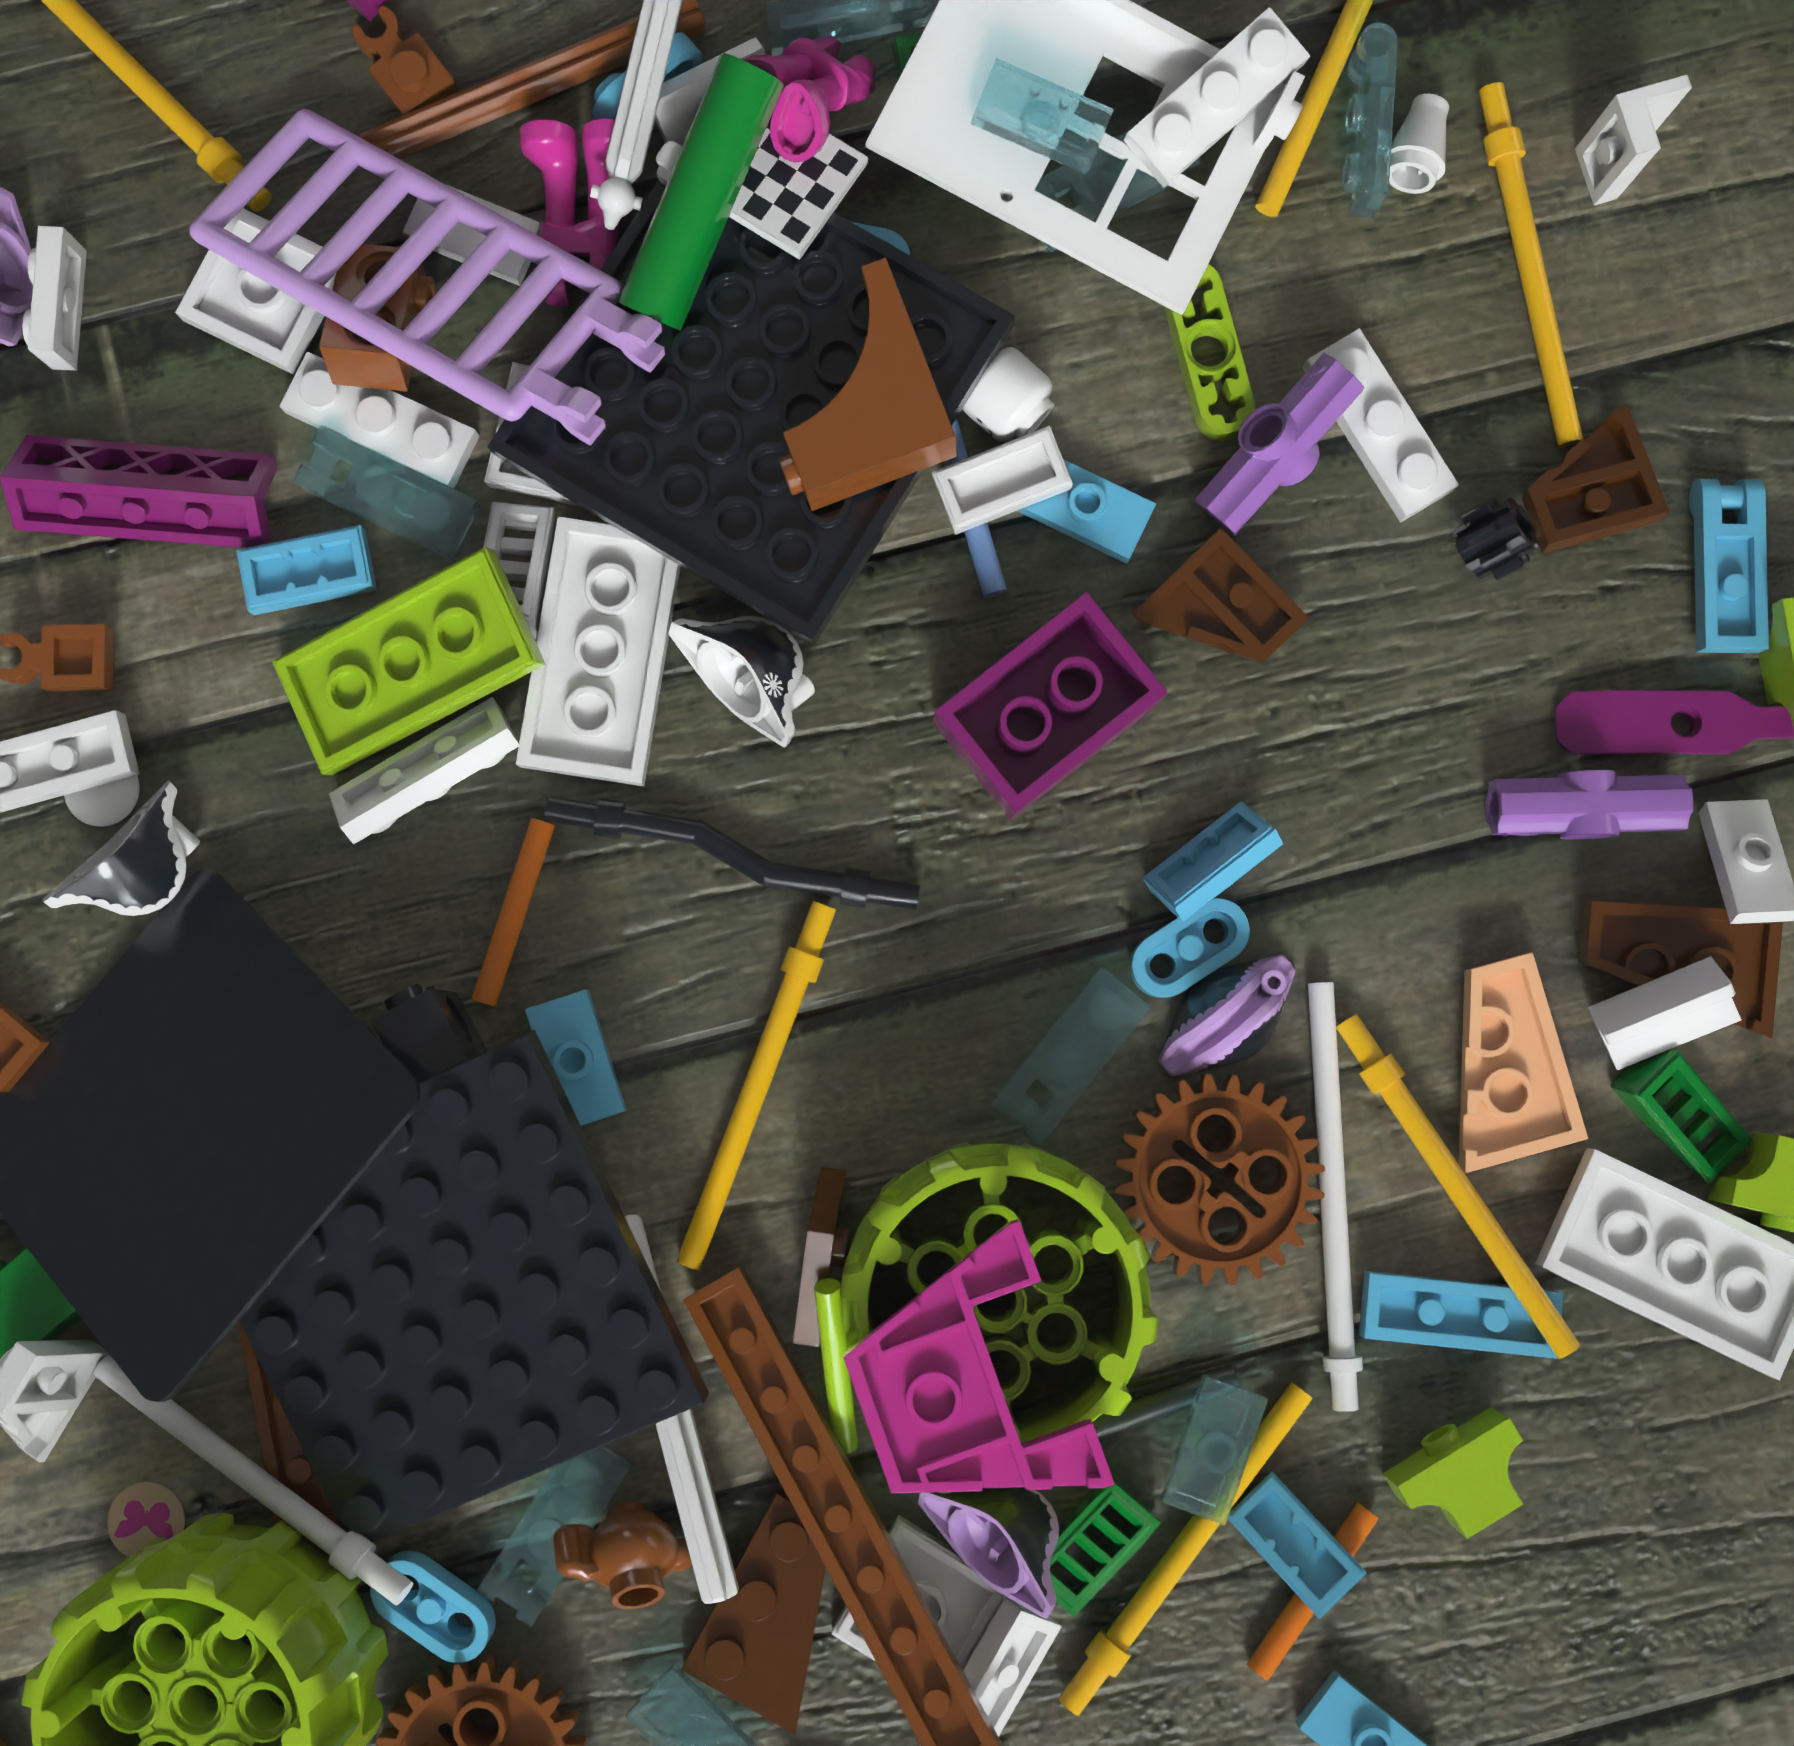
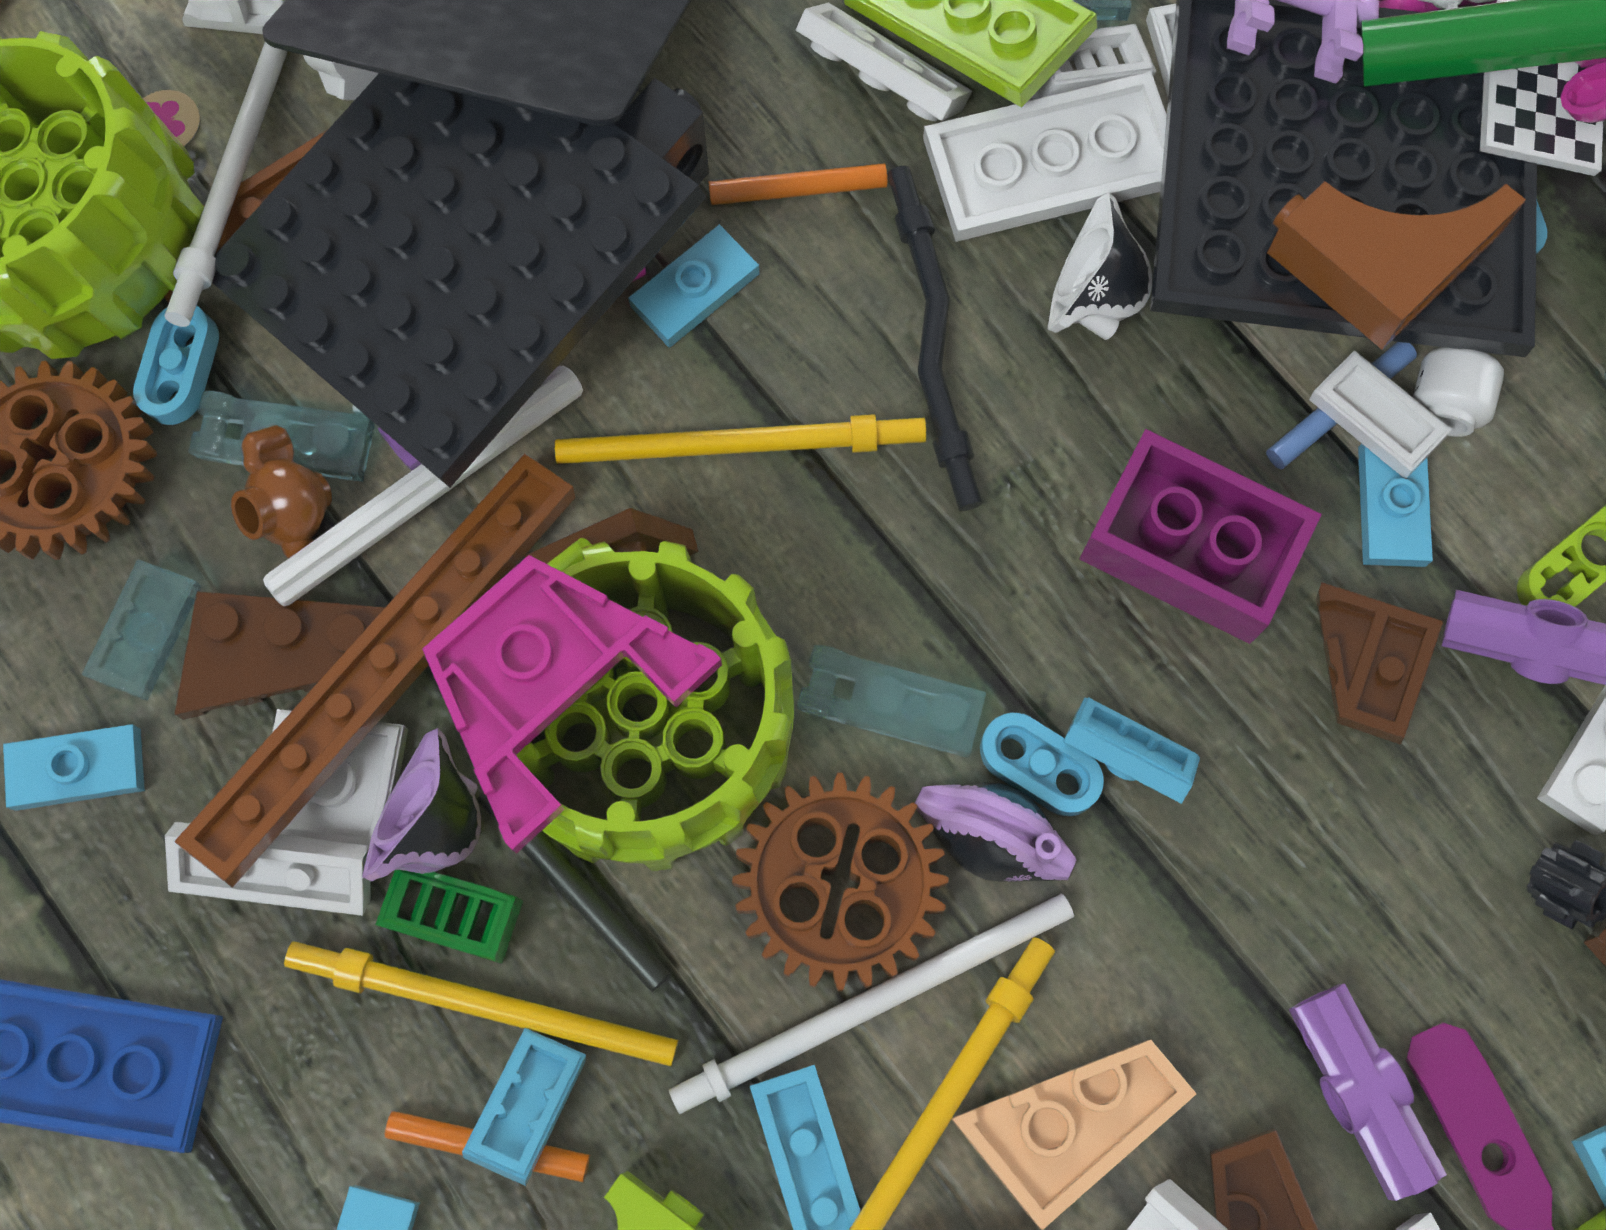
camera: 70 degrees right, 10 degrees down
(1214, 1449) = (583, 983): clear light blue plate -> none

